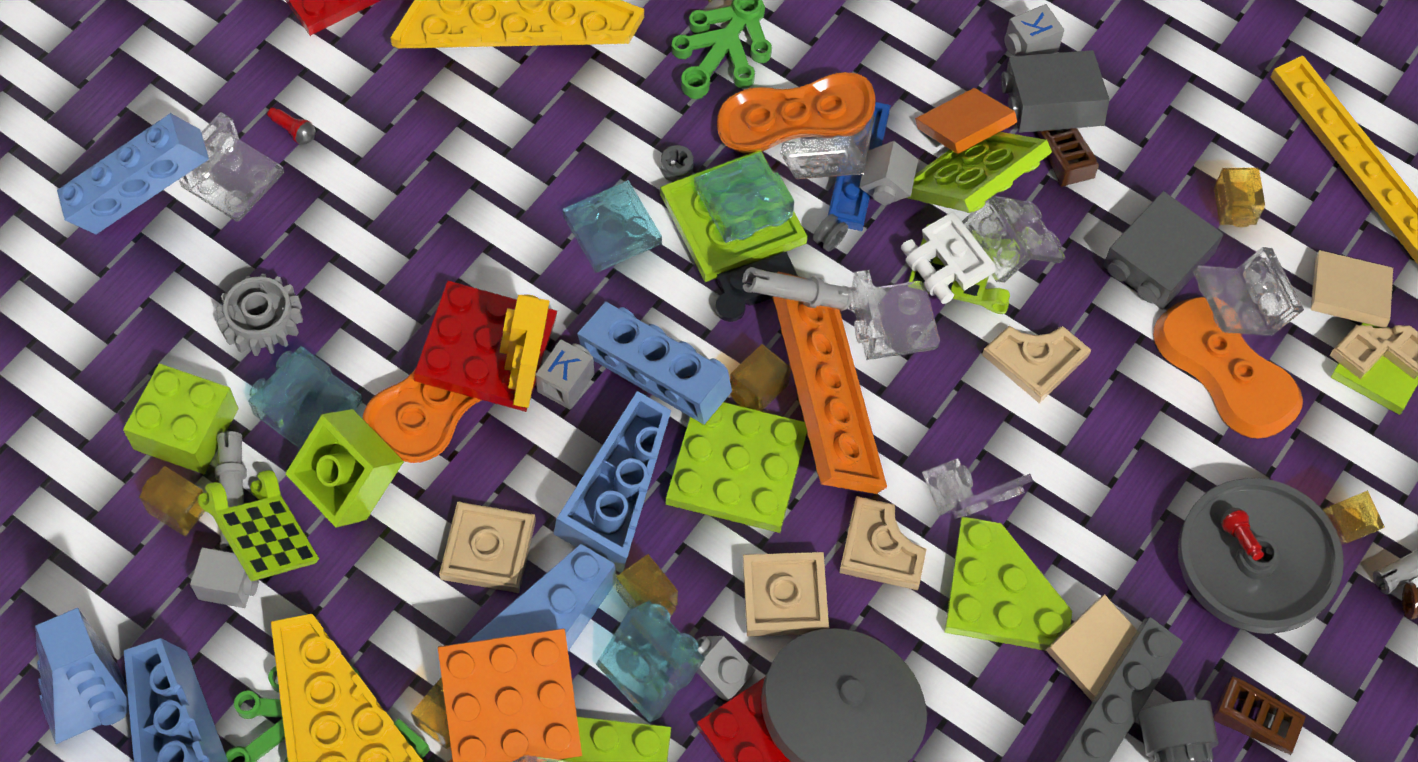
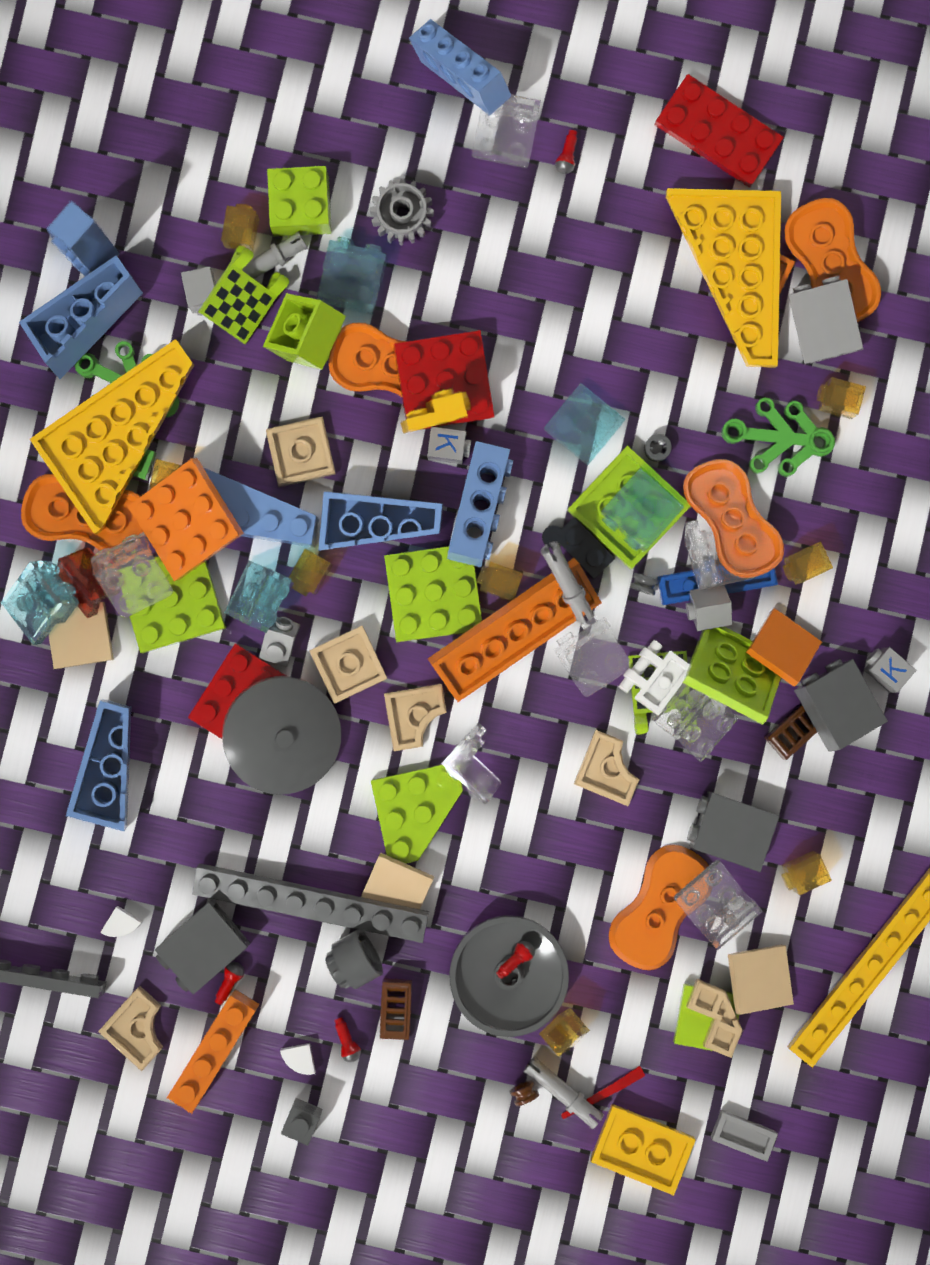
camera: 65 degrees right, 25 degrees up
(880, 64) = (807, 563): none -> clear yellow brick

